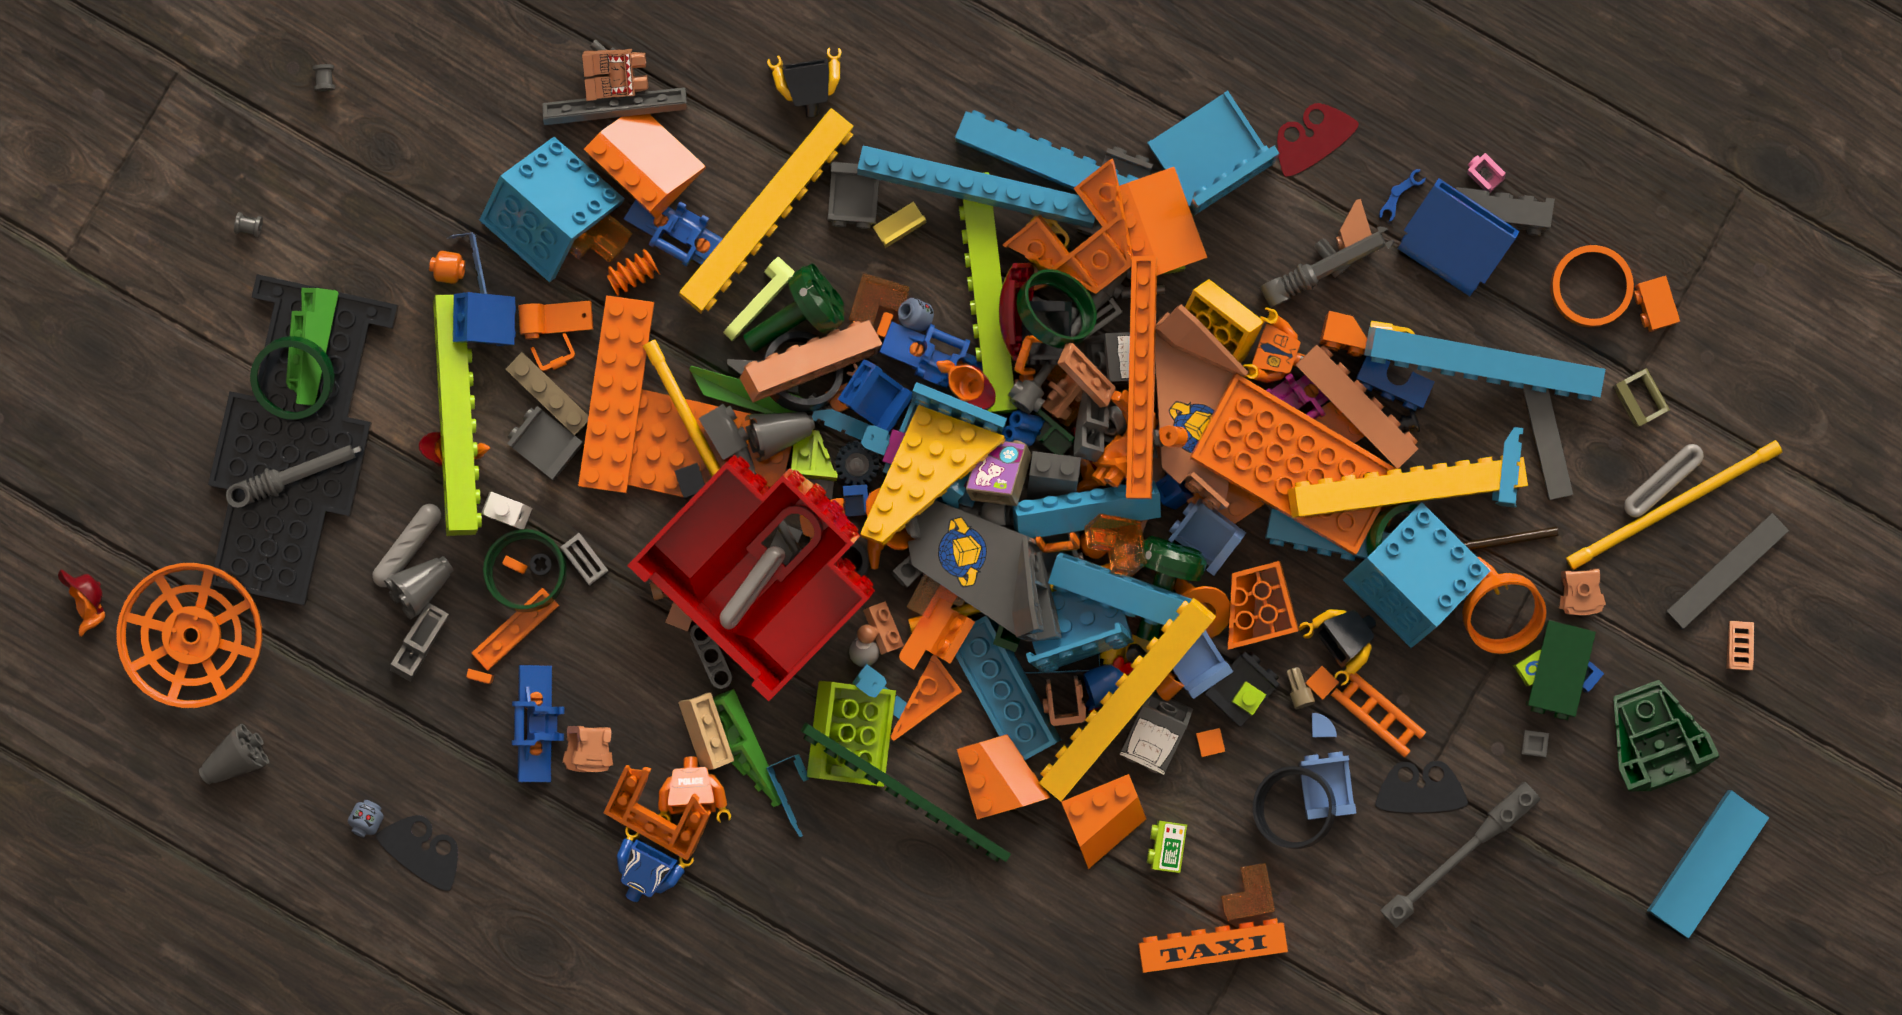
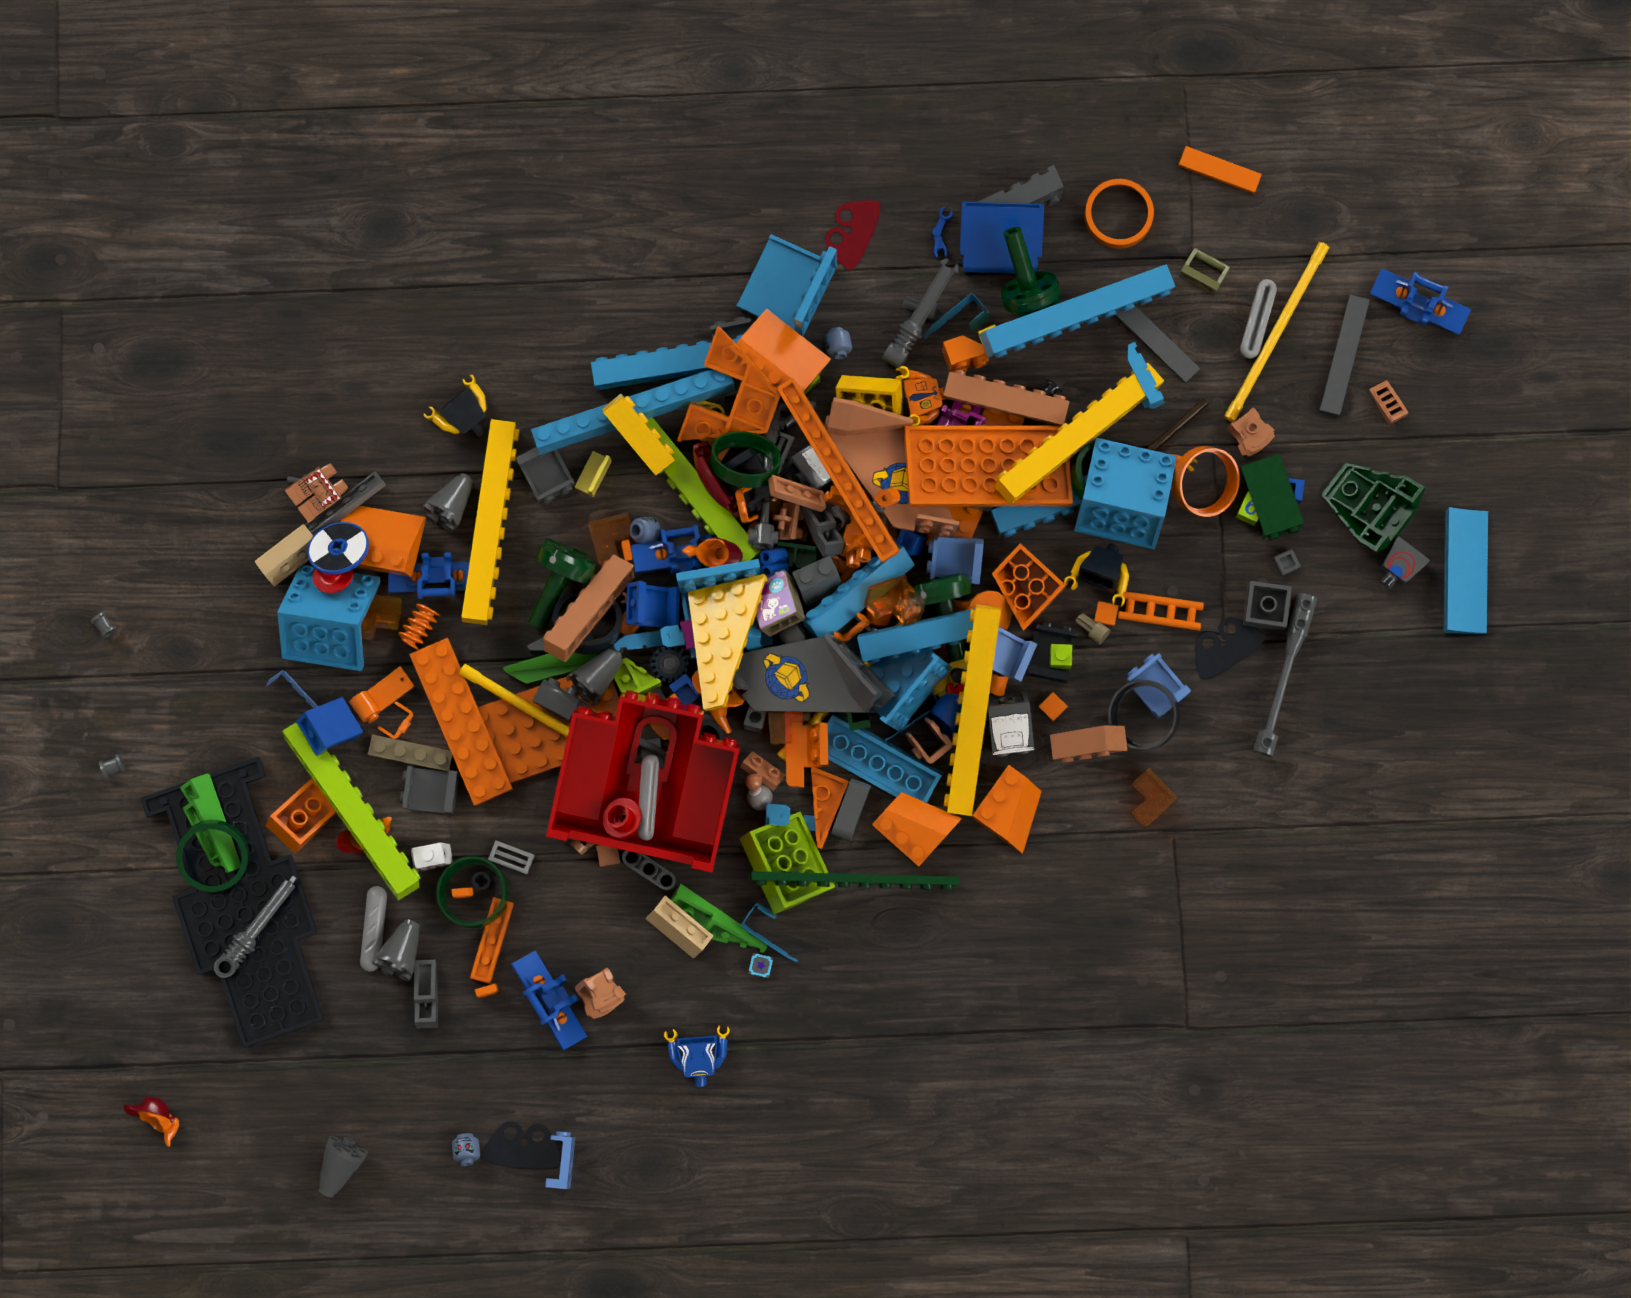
camera: 30 degrees left, 5 degrees down
(174, 635) = (237, 1097): orange dish -> none
(402, 391) = (301, 817): none -> orange slope
(441, 909) = (564, 1180): none -> medium blue panel
(447, 267) = (279, 706): orange head -> none
(547, 120) = (285, 556): none -> tan panel
(577, 179) = (332, 583): none -> red piece
(582, 148) = (345, 535): none -> piece
(624, 808) = (654, 1021): orange wedge -> none
(688, 780) = (695, 978): torso -> none
(690, 480) = (553, 749): black brick -> none
(709, 583) = (614, 816): none -> red piece
(739, 166) = (449, 502): none -> dark grey cone
(763, 818) = (760, 965): none -> tile
(779, 273) = (527, 562): yellowish green beam -> none
(946, 720) = (851, 809): none -> dark grey beam
(966, 217) = (638, 433): none -> yellow brick
(1168, 846) = (1069, 800): slope -> none
(1213, 946) = (1149, 853): orange brick -> none
(1221, 801) = (1088, 742): none -> nougat wedge
(1225, 243) = (838, 343): none -> sand blue head
(1322, 726) = (1126, 645): medium blue tile -> none
(1354, 227) = (922, 274): nougat slope -> none
(1383, 308) = (976, 322): none -> dark azure piece
(1412, 393) = (1039, 368): blue arch -> none
(1448, 310) = (1029, 290): none -> dark green piece
(1485, 172) = (992, 179): bright pink window -> none
(1486, 775) = (1267, 605): none -> dark grey brick
(1648, 816) = (1401, 563): none -> dark grey torso
(1656, 304) = (1173, 198): orange brick -> none
(1723, 304) = (1219, 170): none -> orange tile
(1831, 568) = (1417, 307): none -> blue piece

